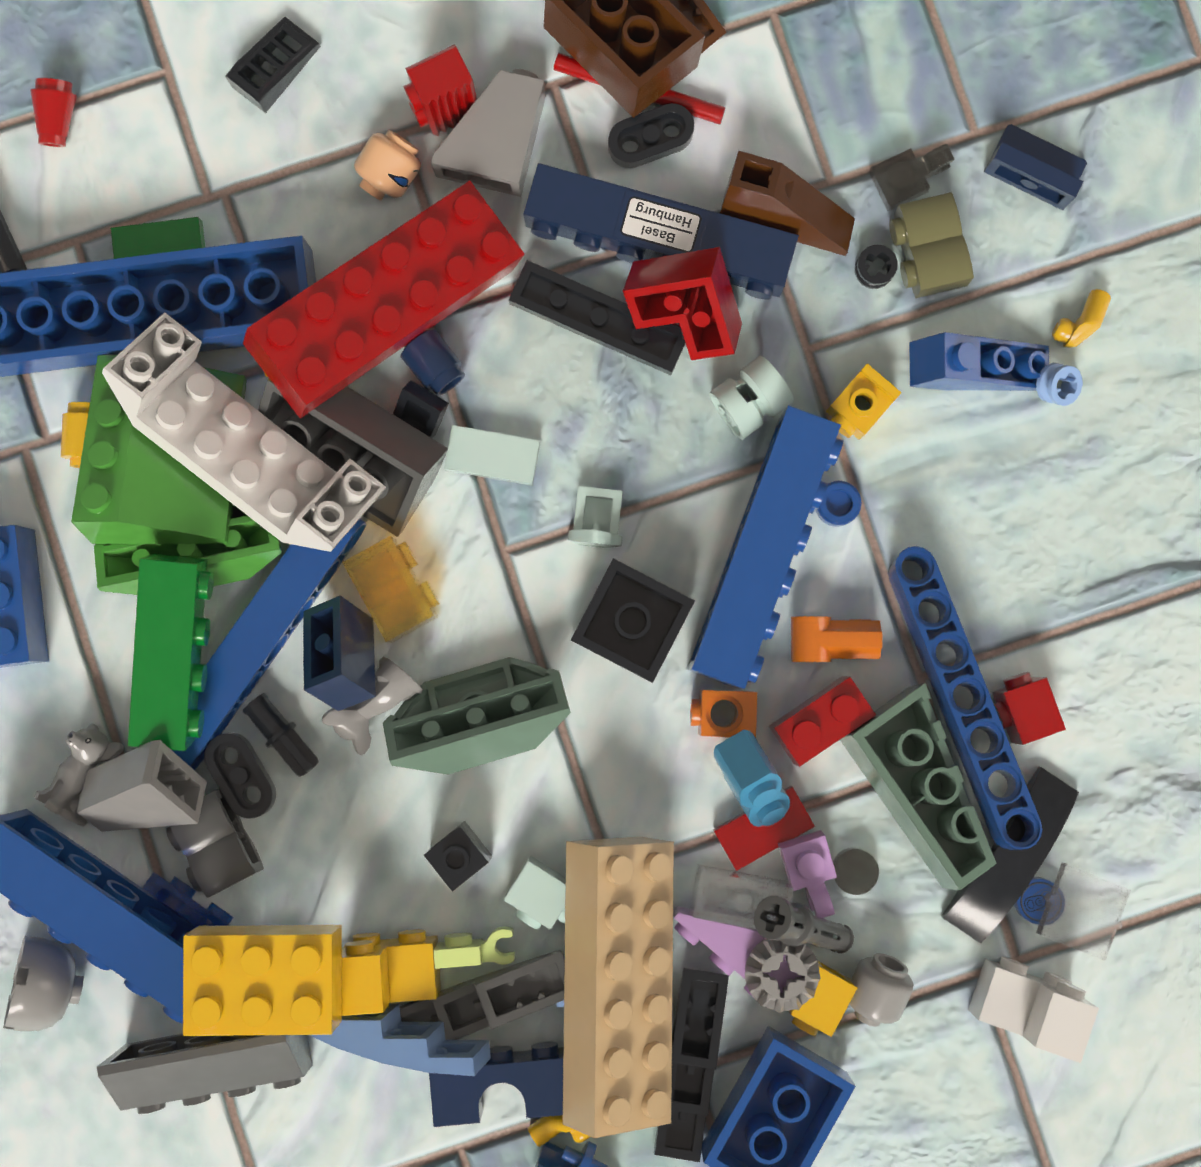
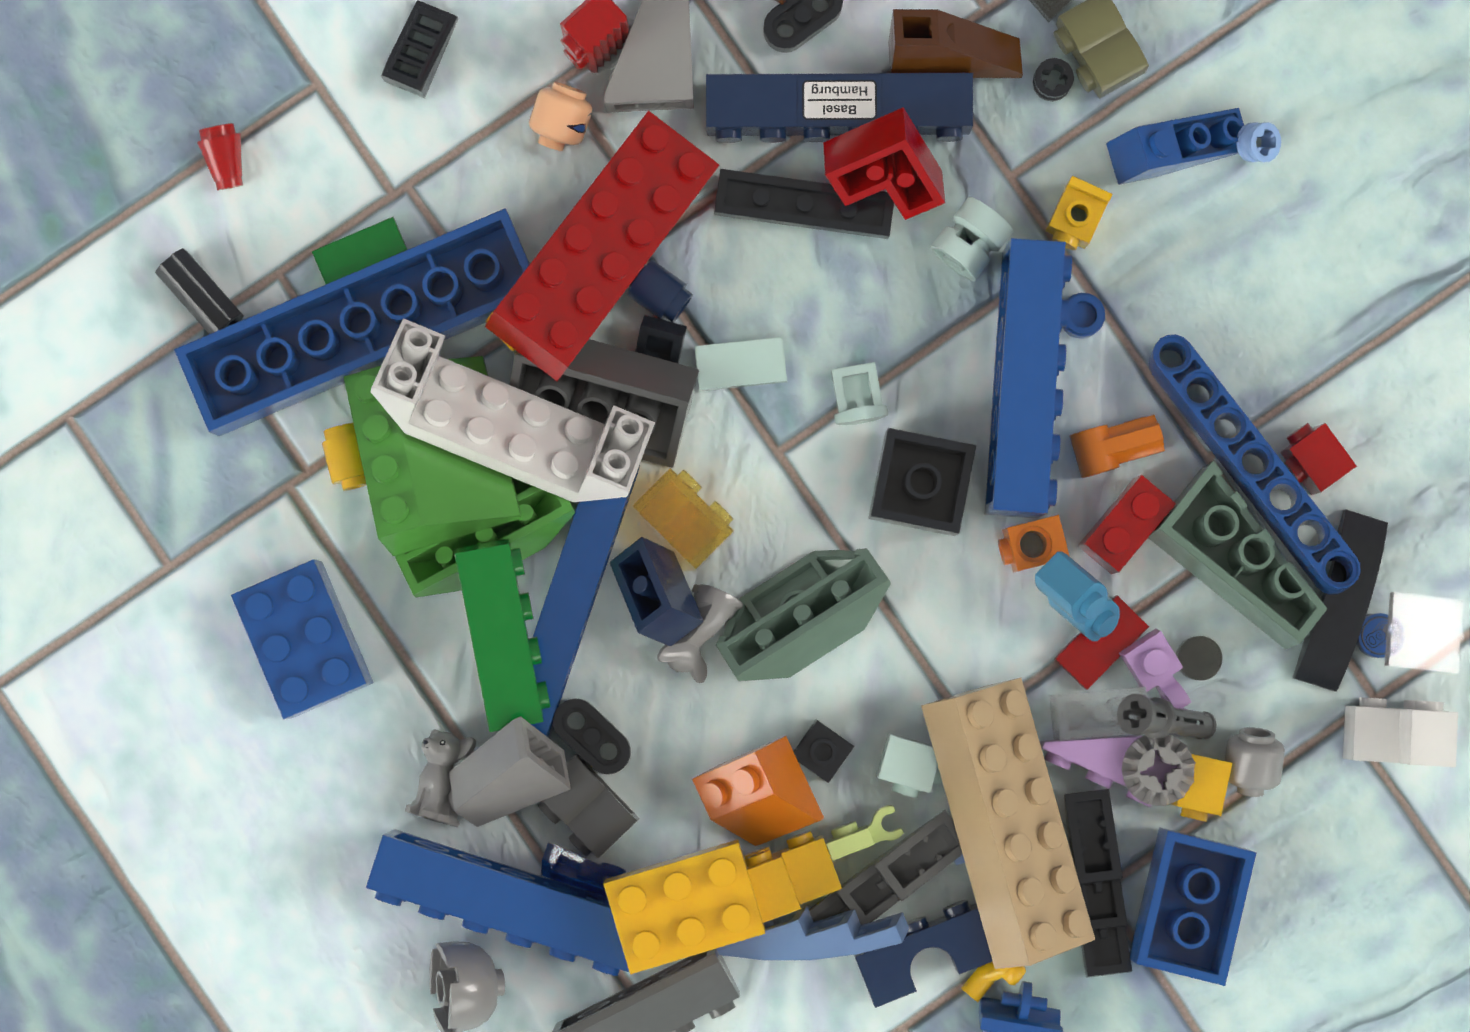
camera: 20 degrees left, 0 degrees up
(281, 735) = (619, 687): black axle -> none
(382, 880) = (759, 794): none -> orange slope
(1091, 319) = (1269, 75): yellow arm -> none

